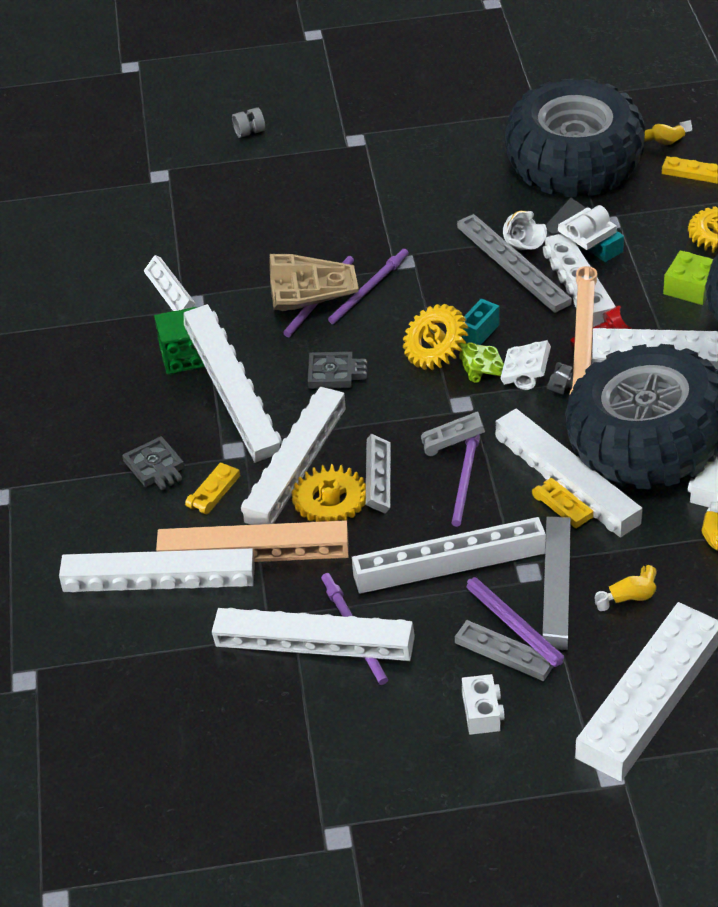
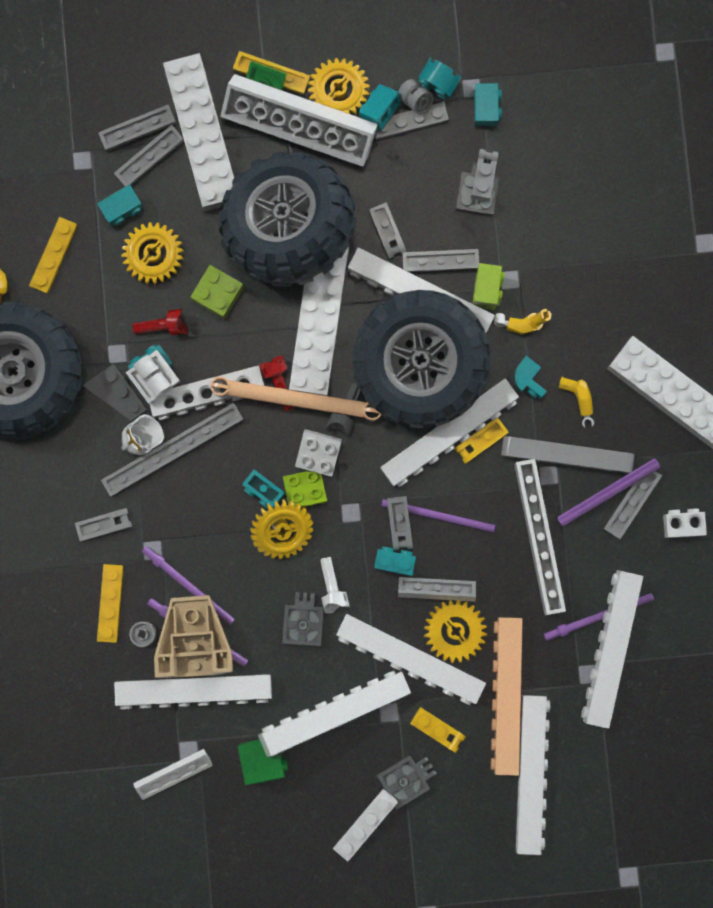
camera: 90 degrees left, 40 degrees up
(106, 432) = (365, 825): none -> white plate
(257, 297) = (193, 690): none -> white brick
(315, 246) = (143, 634): none -> light grey wheel
(346, 235) = (110, 603): none -> yellow plate
(358, 387) = (334, 598): none -> white piece
(406, 434) = (395, 562): none -> teal brick
(427, 222) = (102, 525): none -> light grey plate
(649, 247) = (172, 322): none -> red piece
(649, 534) = (523, 378): none -> teal brick

